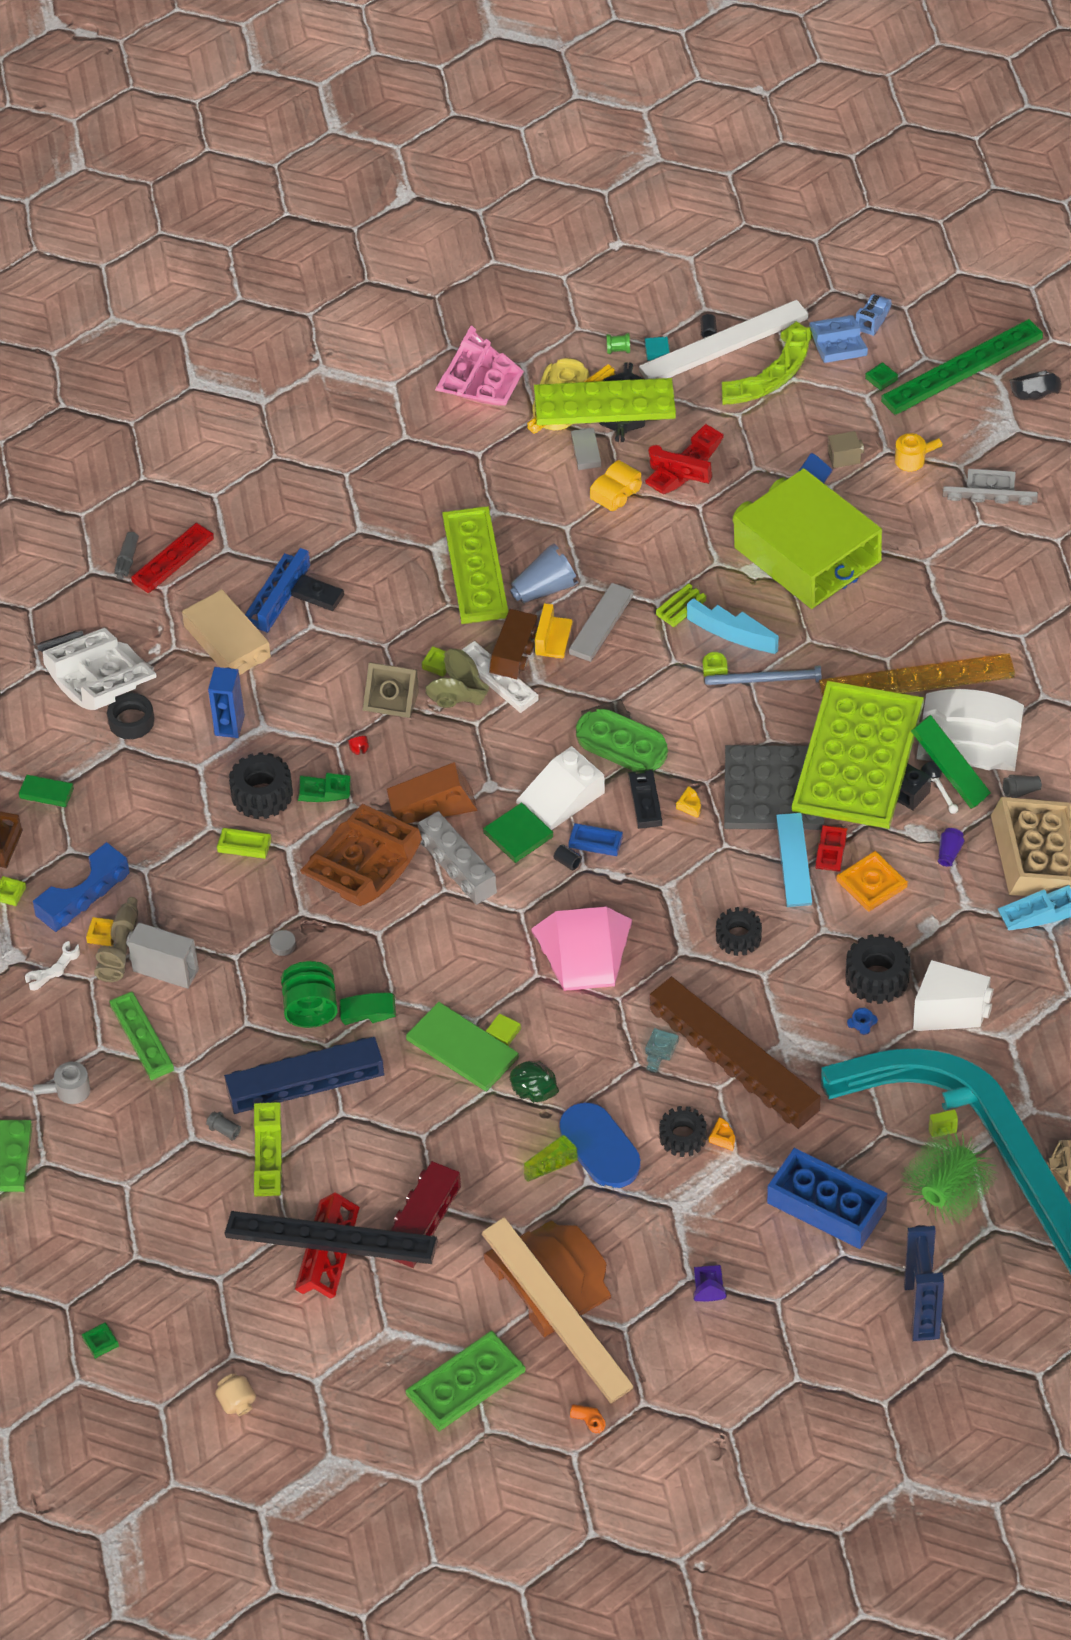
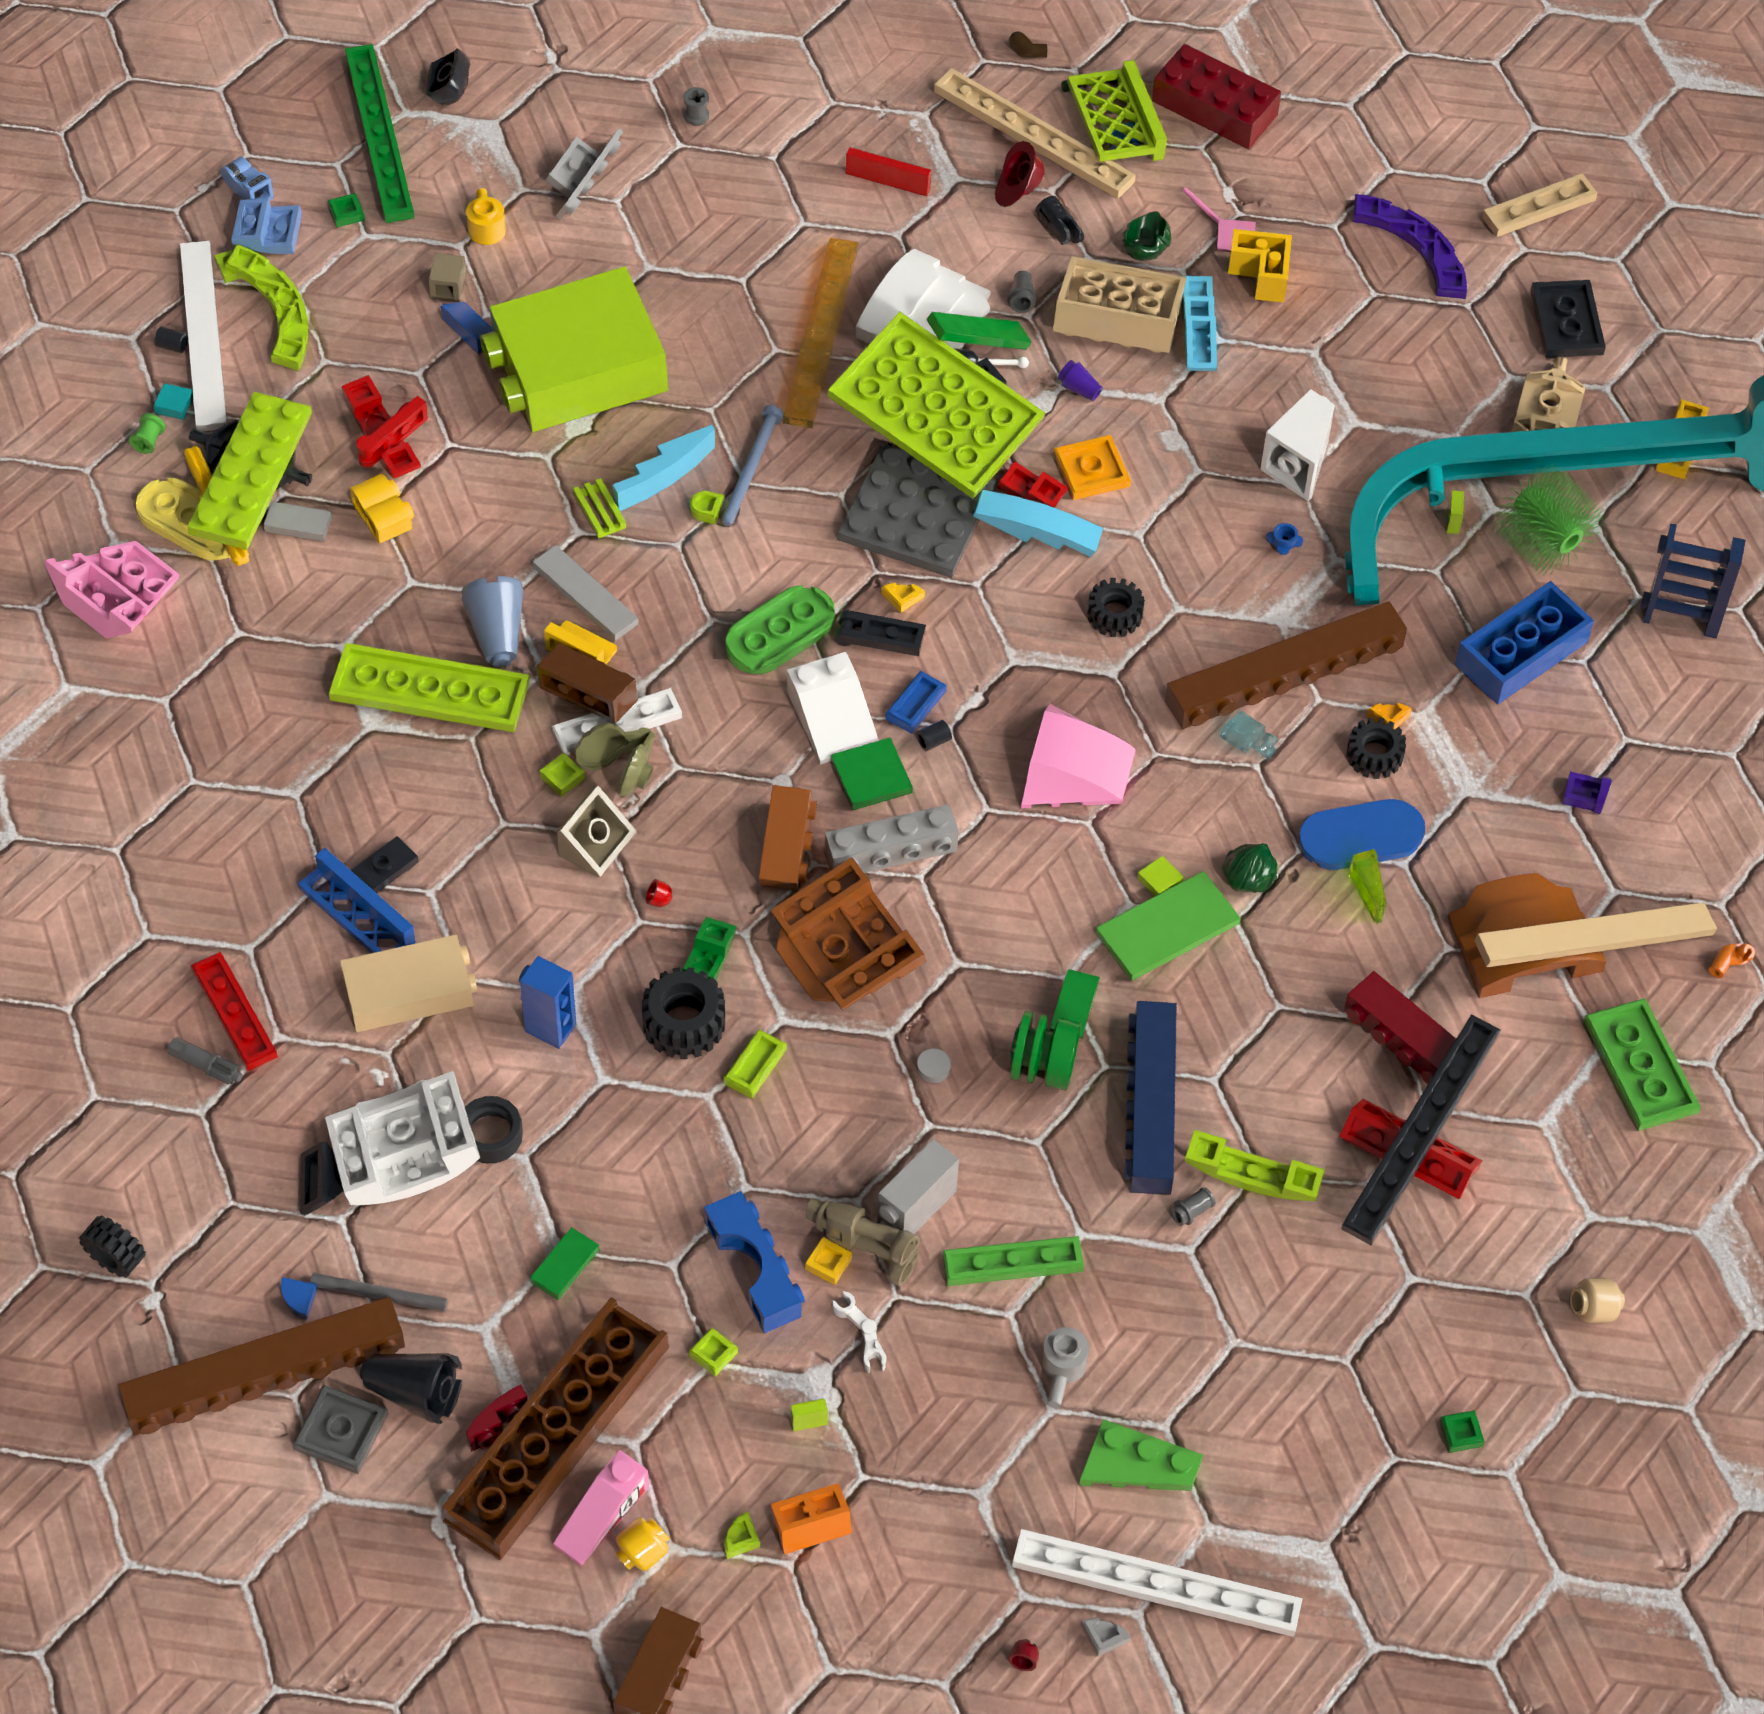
camera: 75 degrees left, 5 degrees up
(877, 952) = (1231, 478): black tyre -> none

